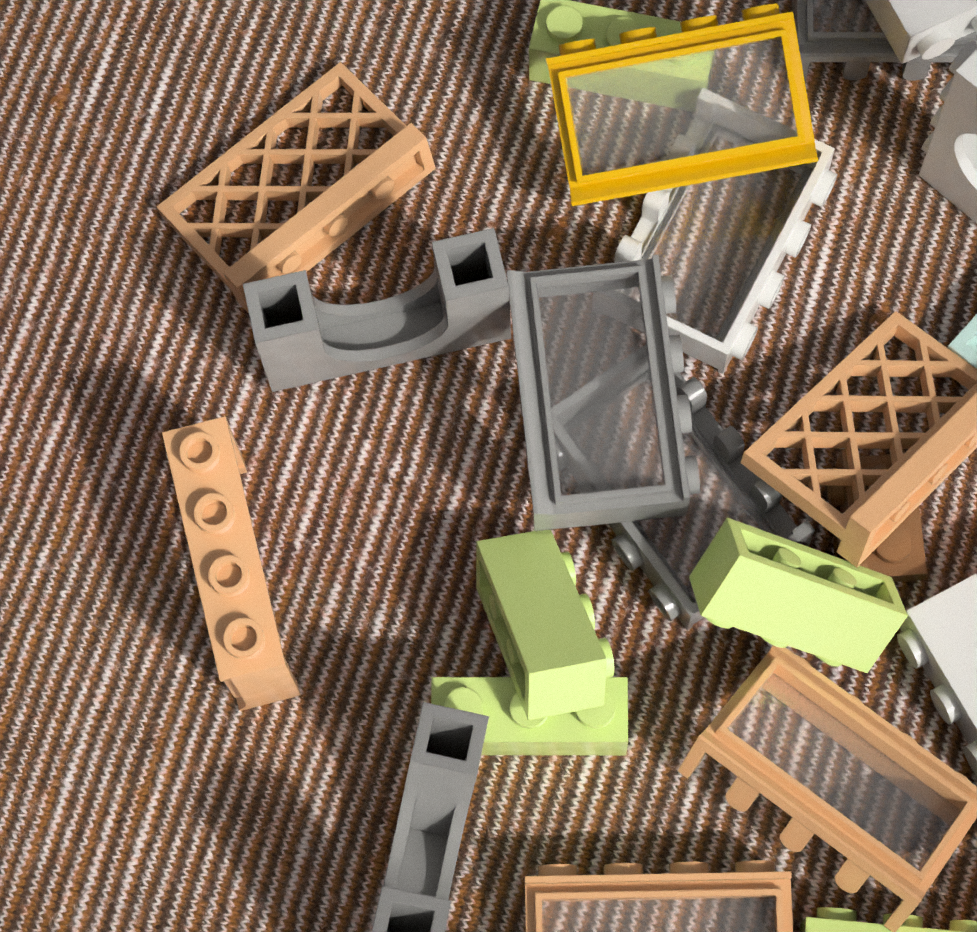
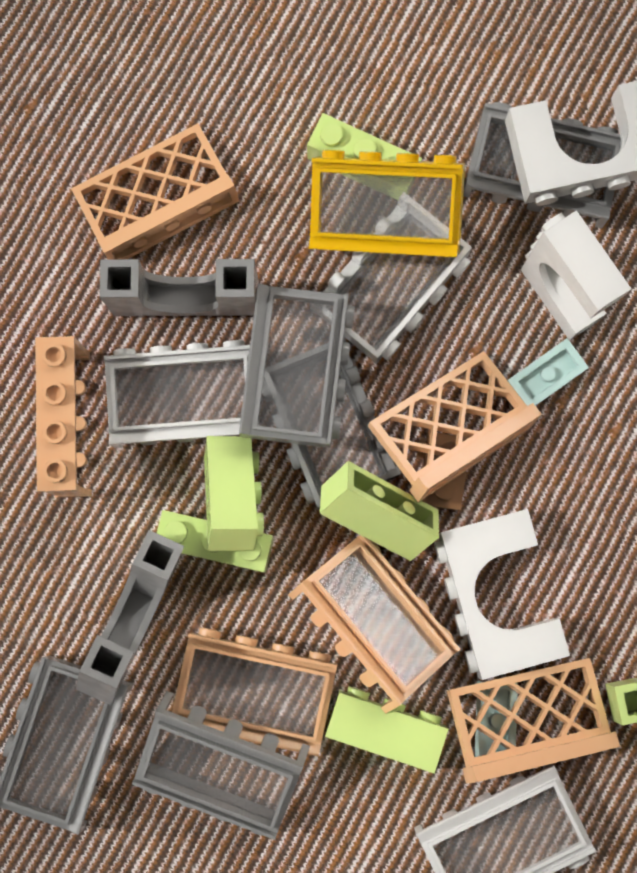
camera: 10 degrees right, 10 degrees up
(409, 486) = (175, 393): none -> window

